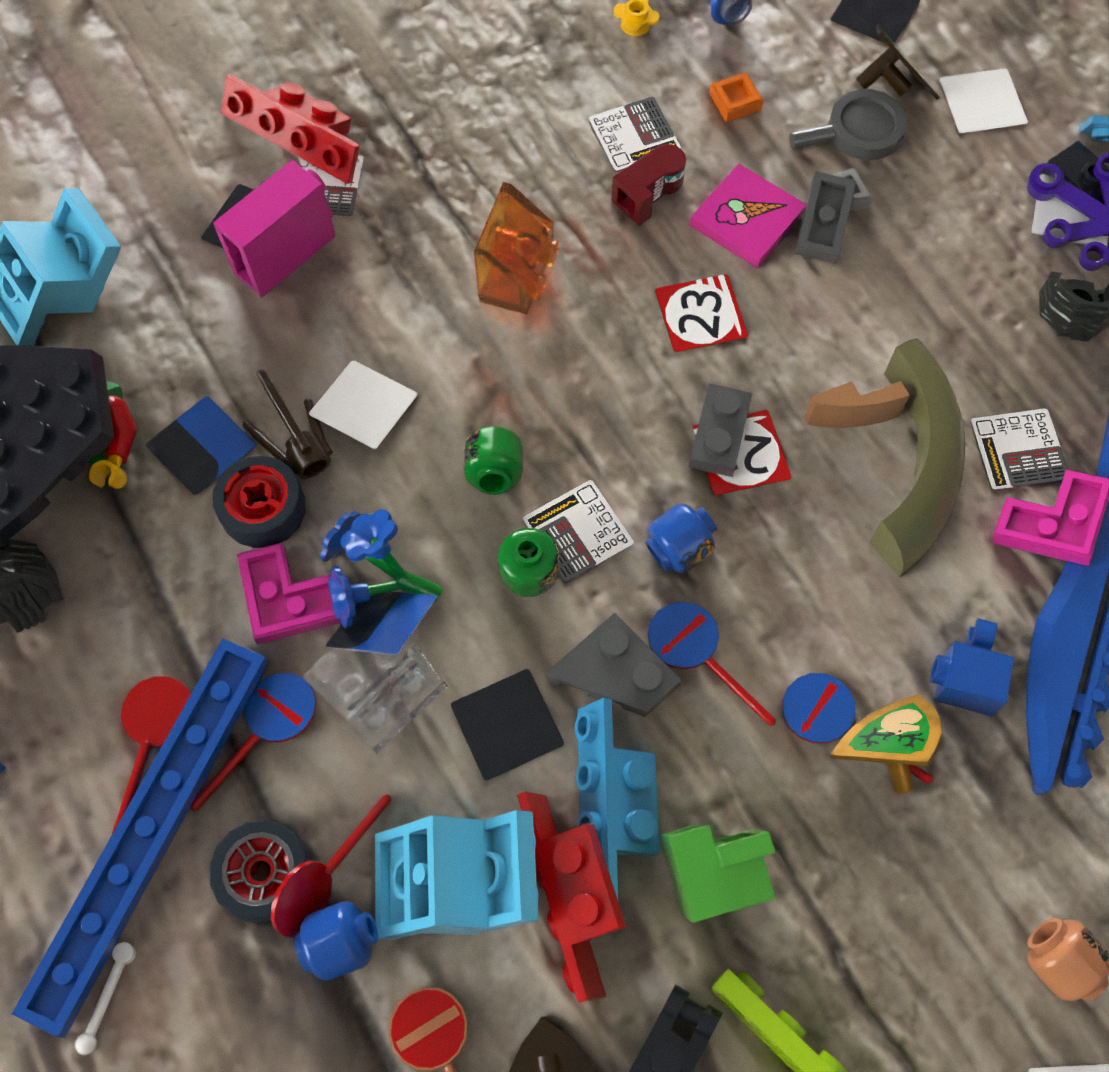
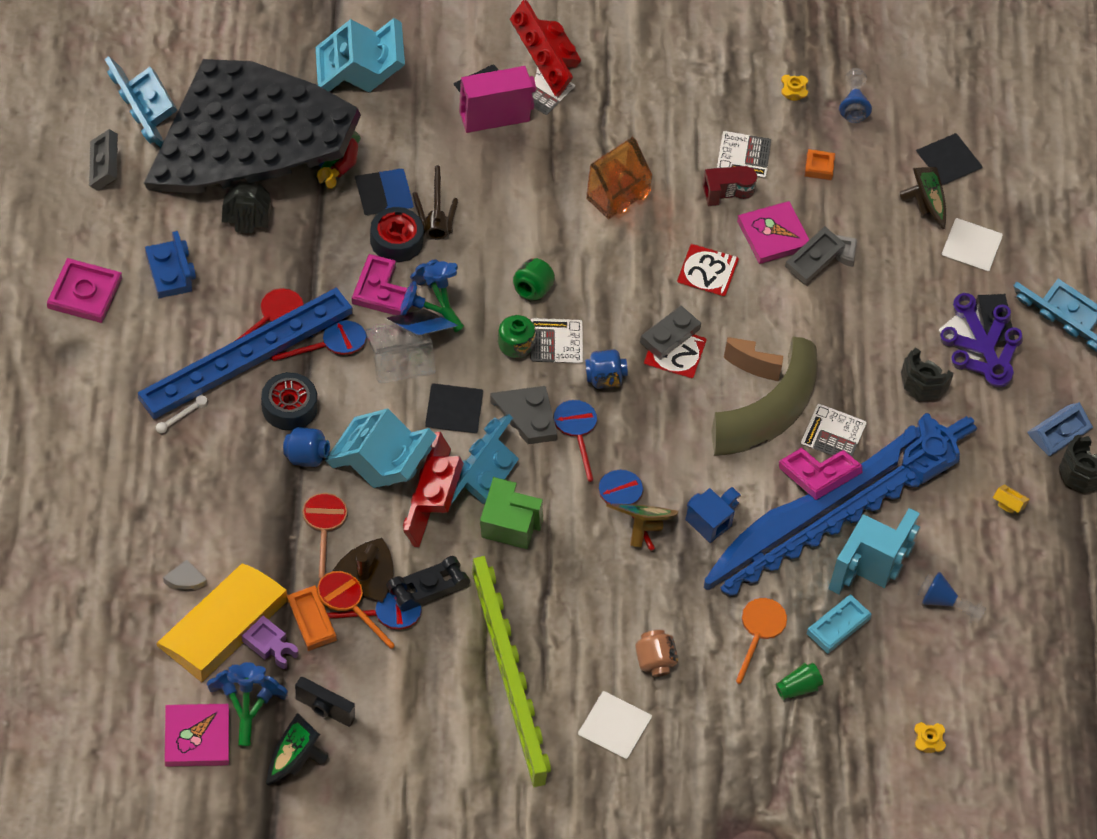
camera: 25 degrees right, 10 degrees down
(310, 883) = (309, 415): red piece -> none
(363, 404) = (484, 216): white sticker -> none
(861, 124) = (881, 219): dark grey piece -> none

